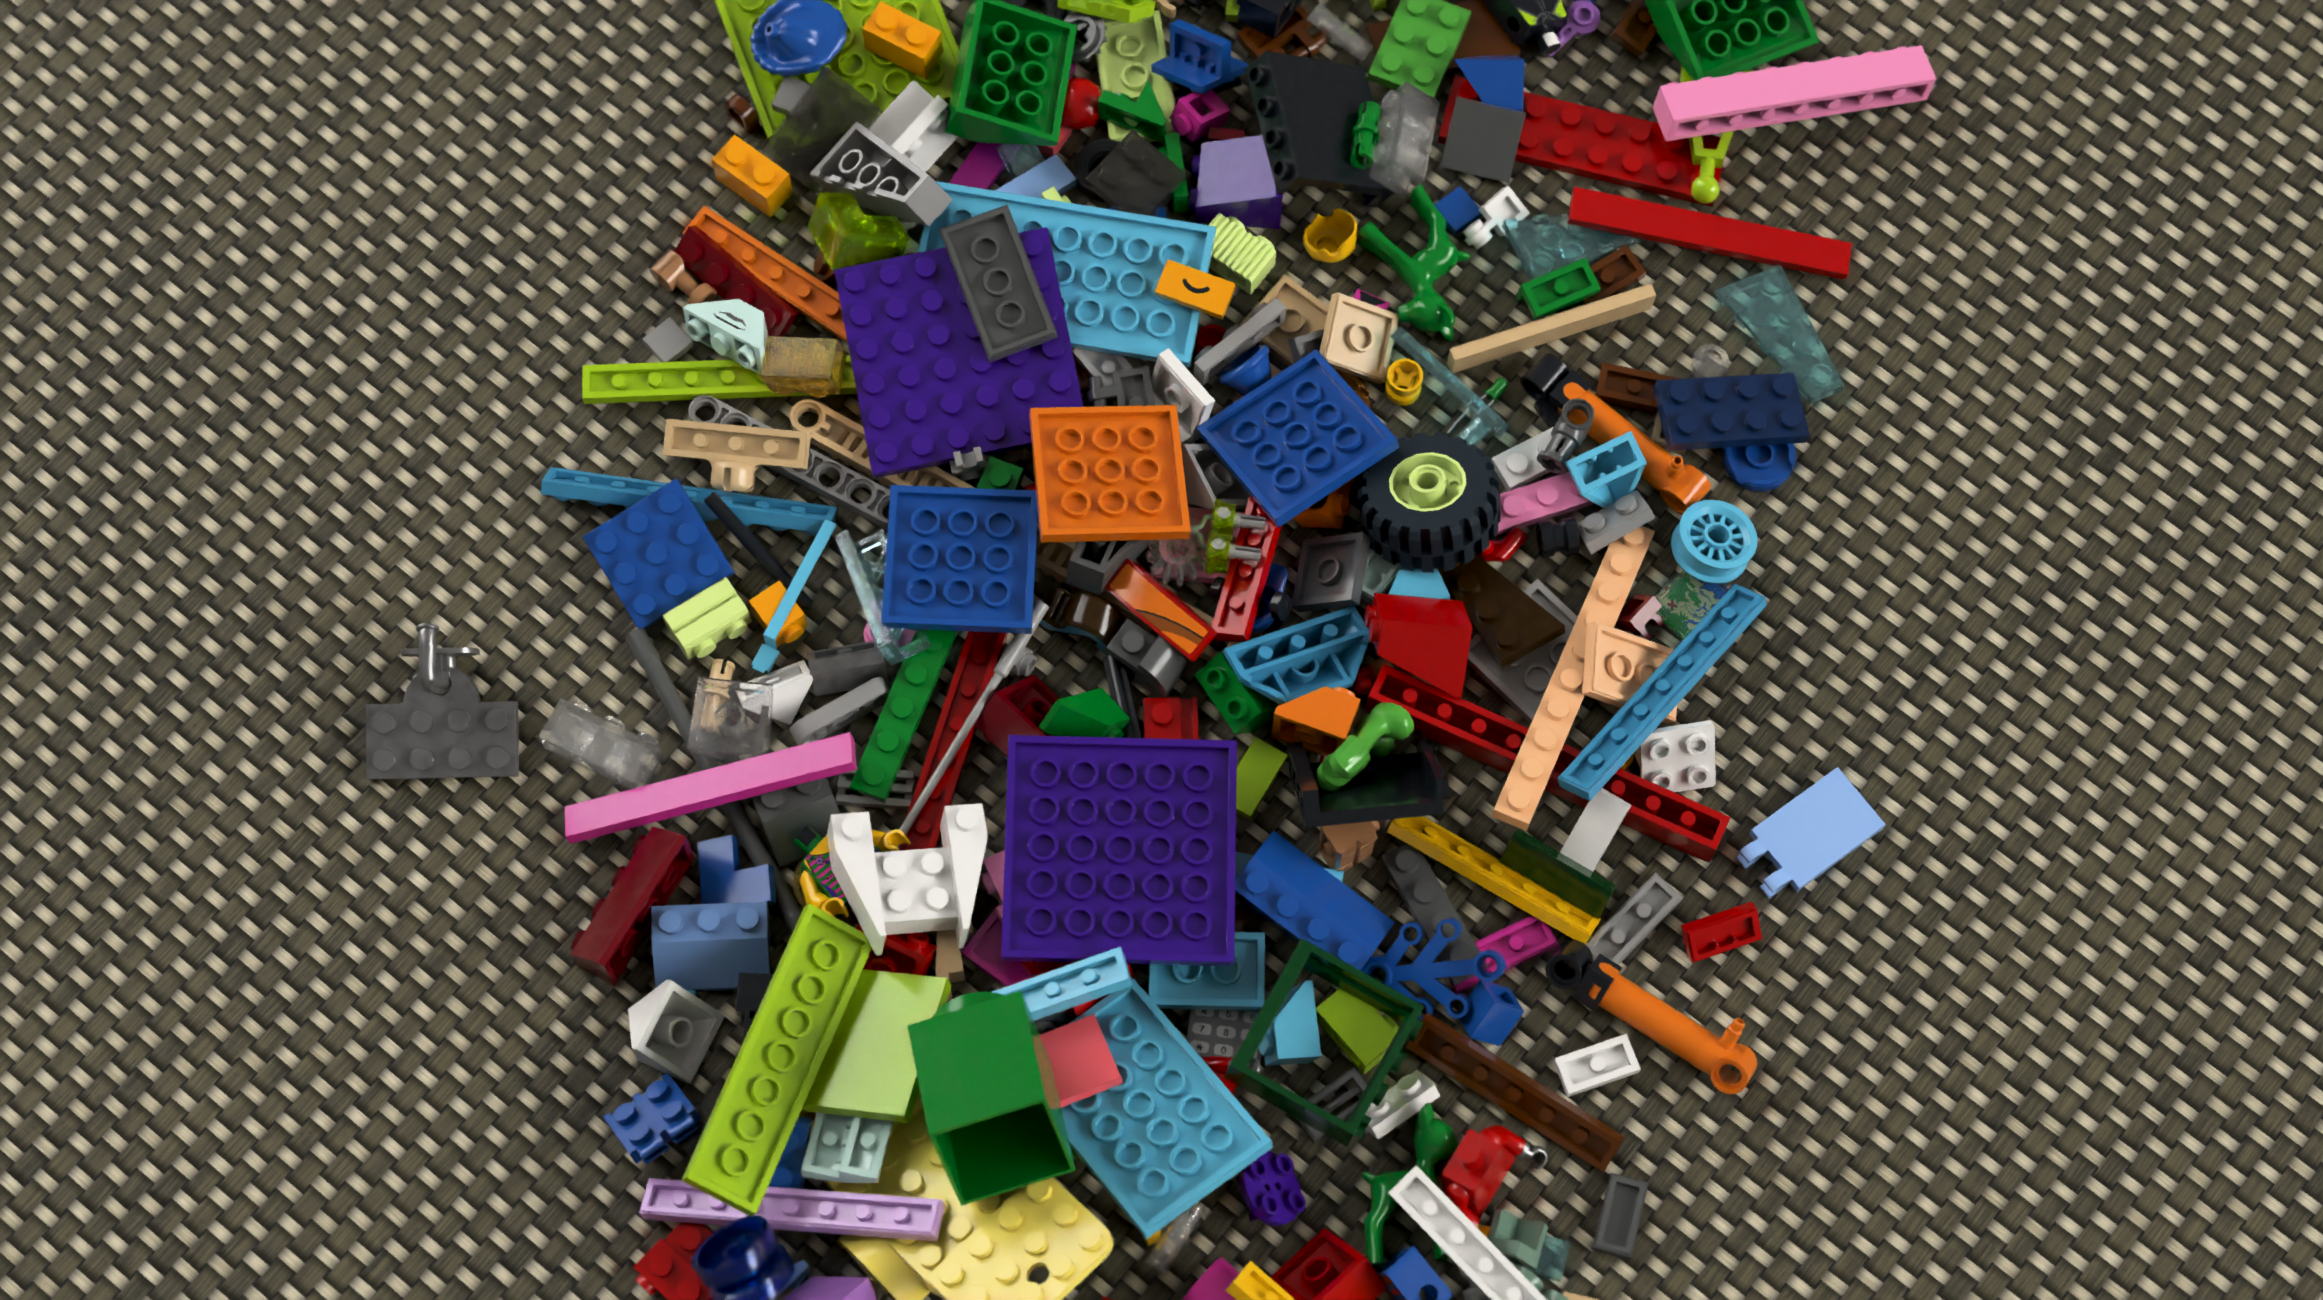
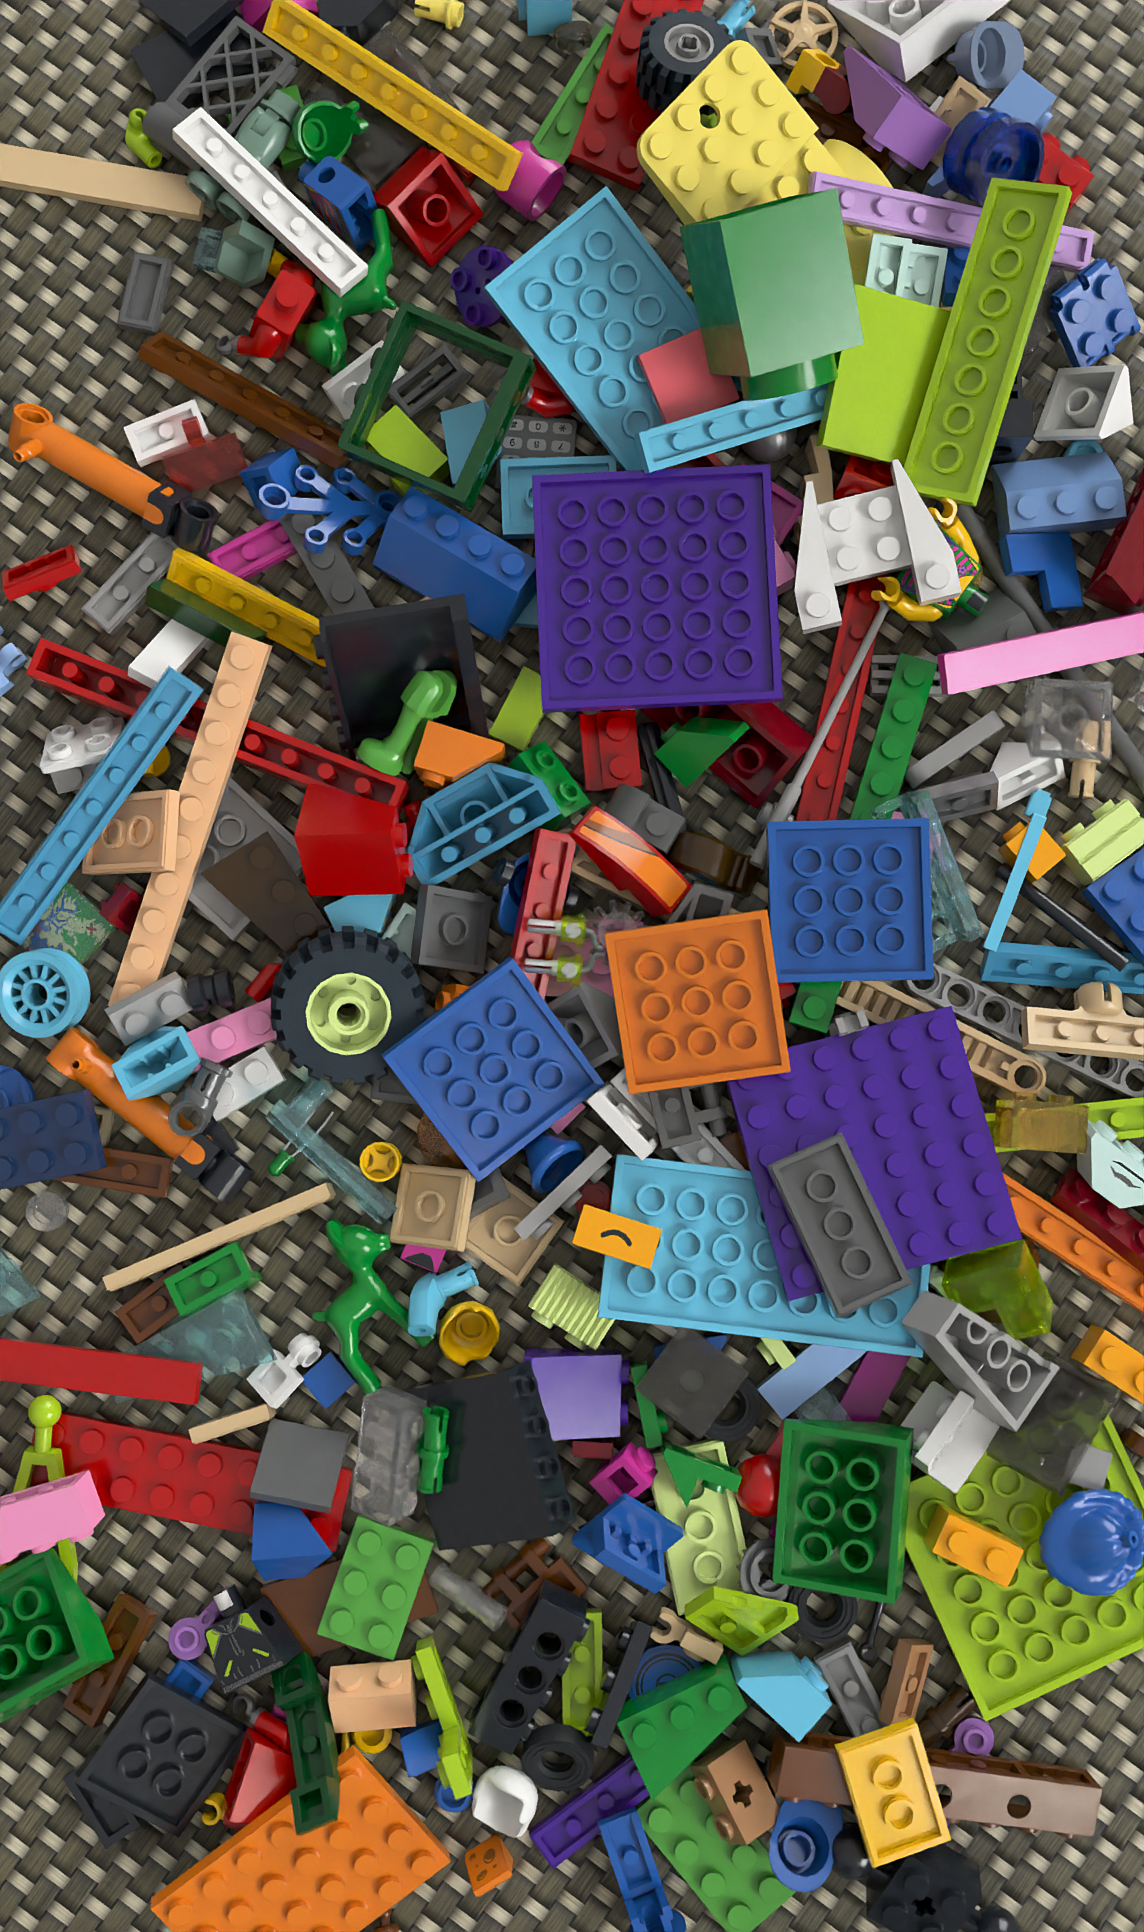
camera: 175 degrees right, 15 degrees up
(1363, 267) = (431, 1294): none -> medium azure arm
(1544, 178) = (231, 1422): none -> tan tile
(1559, 1032) = (204, 461): none -> clear red plate

